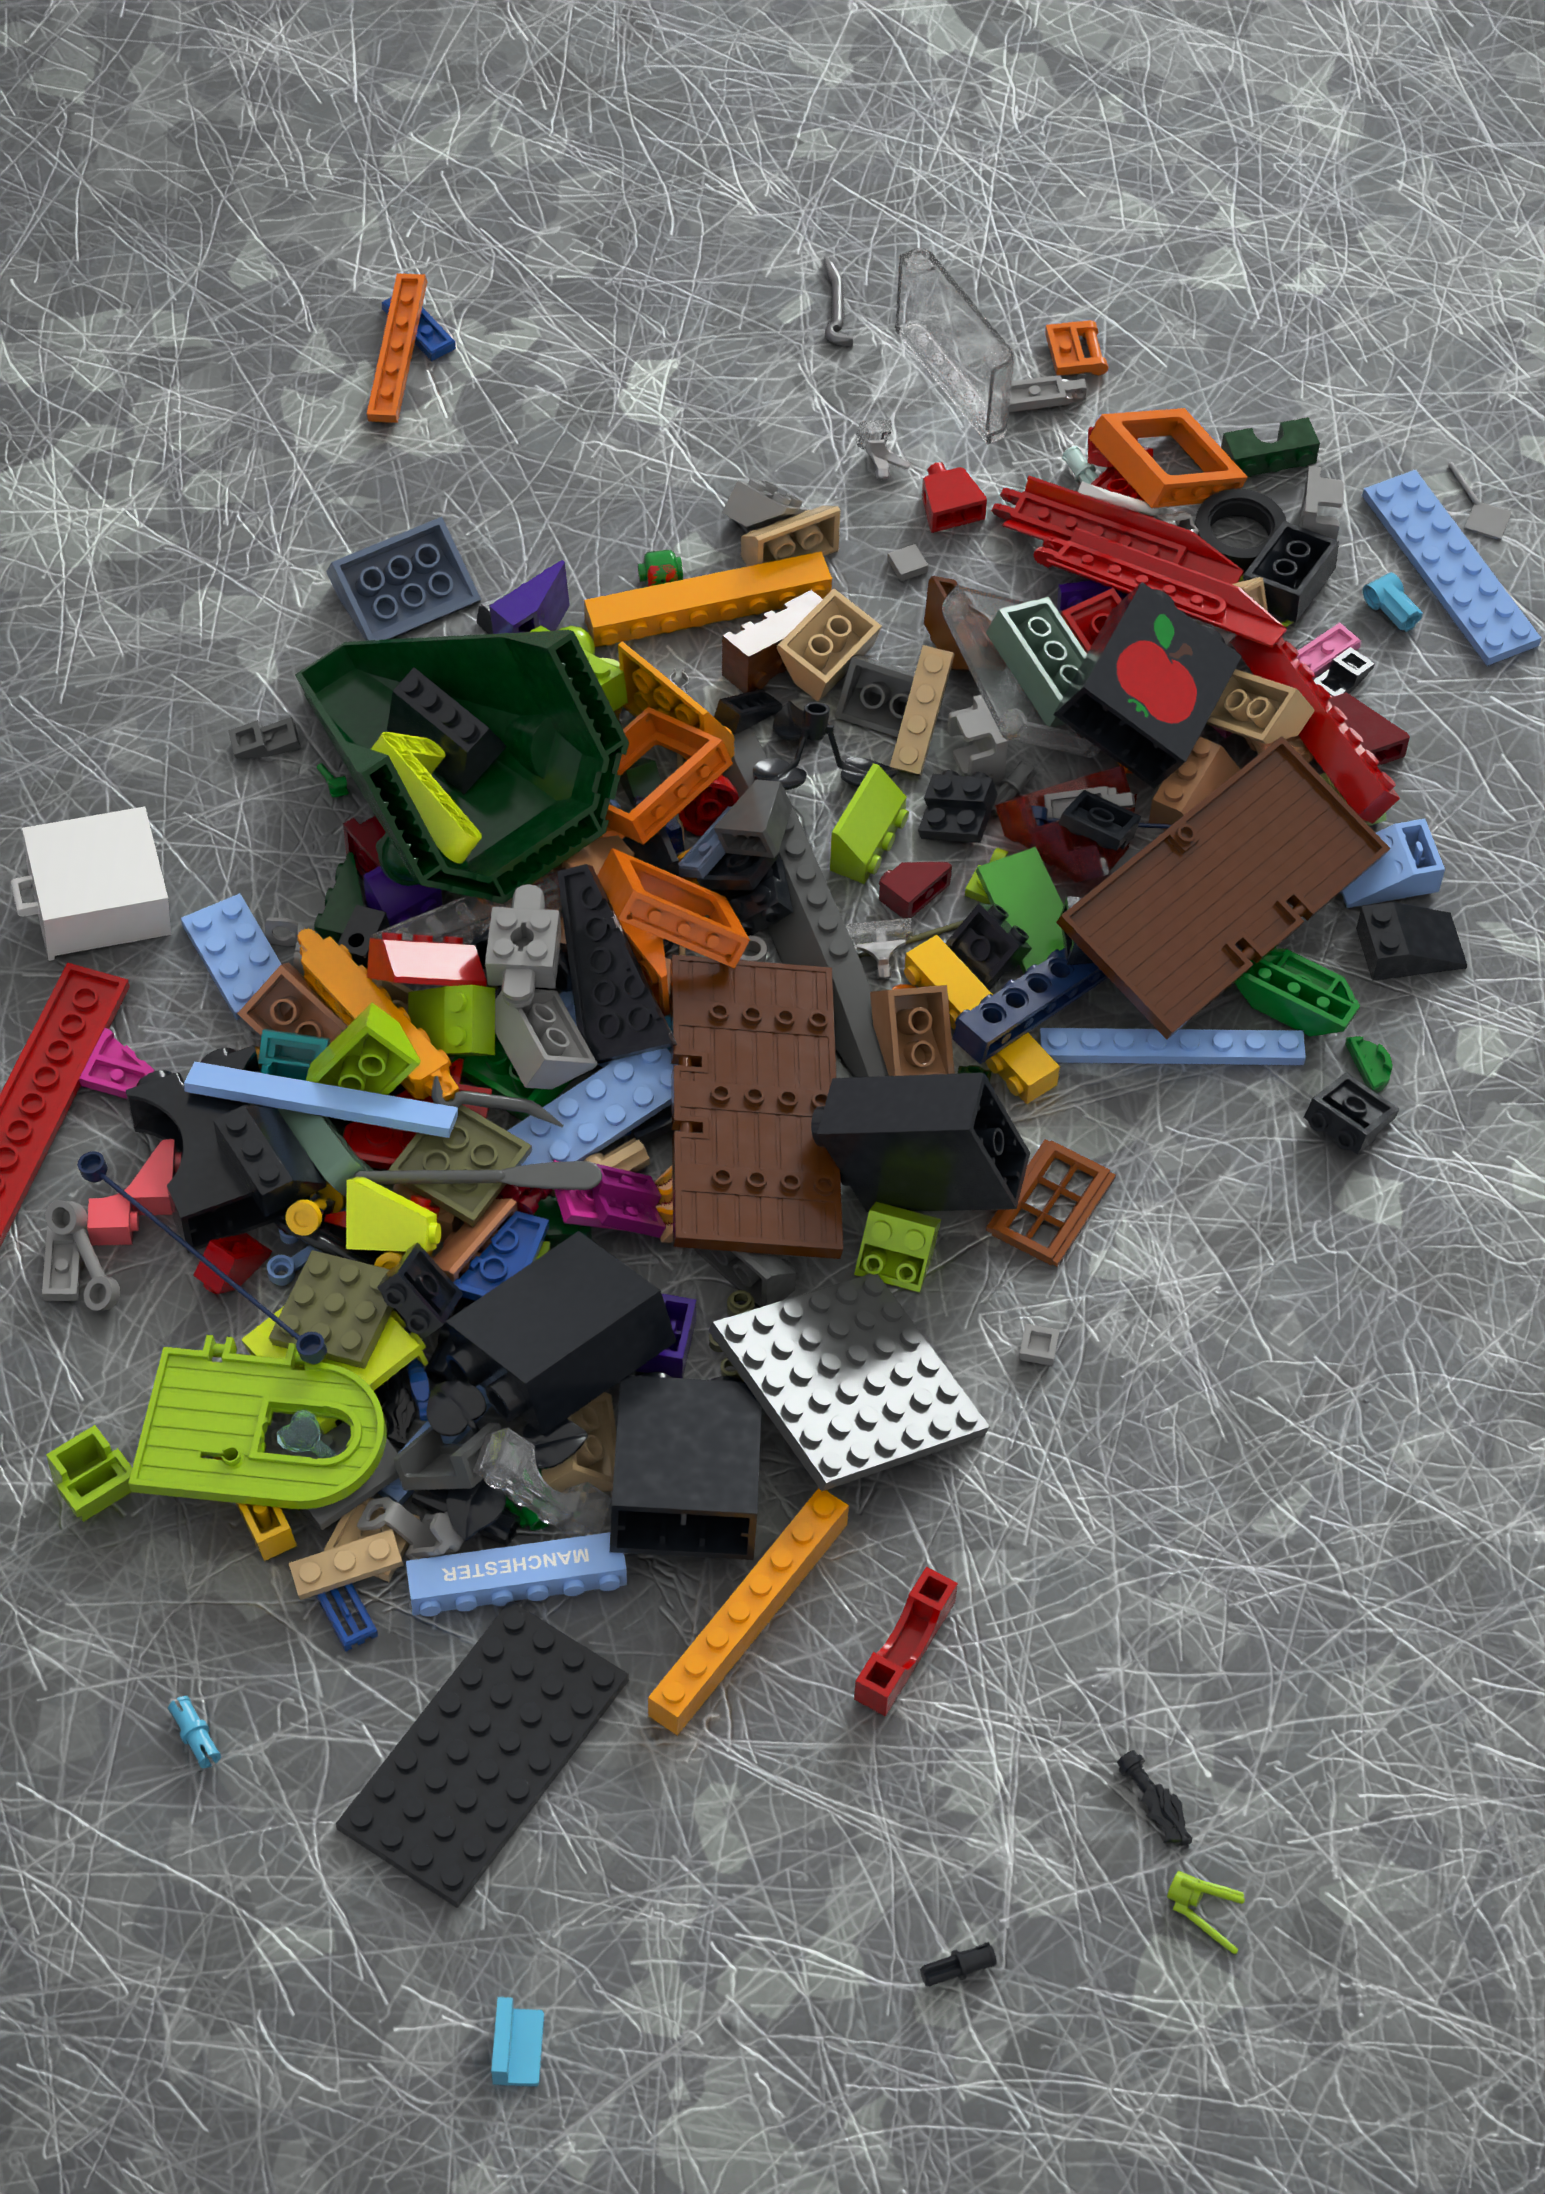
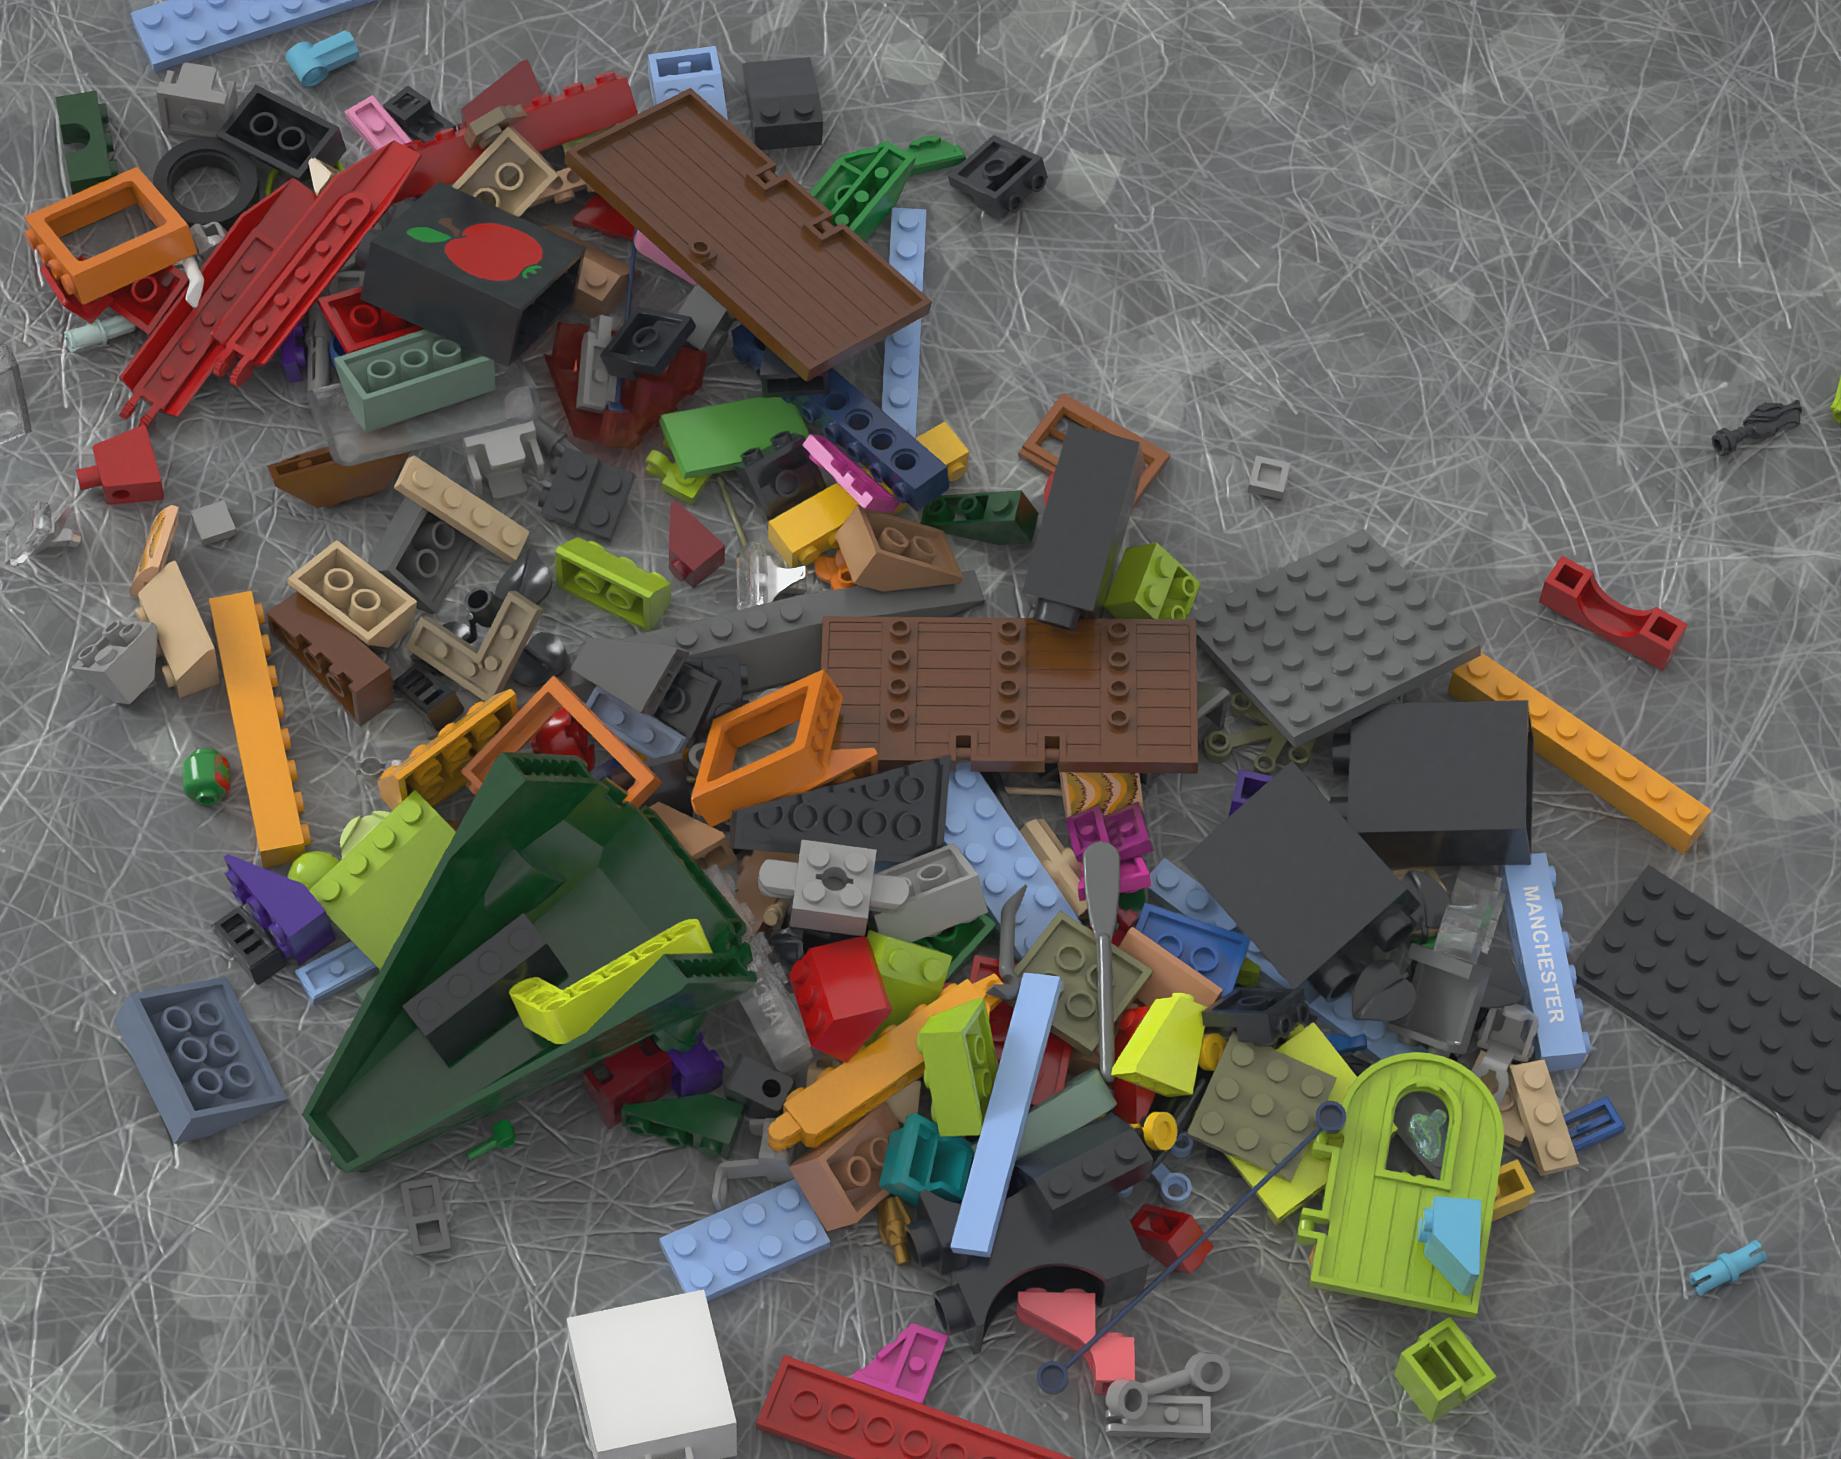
camera: 90 degrees left, 5 degrees up
(177, 1440) = (1453, 1239): none -> medium azure slope
(775, 729) = (481, 670): none -> dark tan plate
(866, 515) = (156, 548): none -> light nougat slope
(969, 981) = (850, 475): none -> dark pink wing
(1298, 677) = (488, 127): none -> dark tan wing

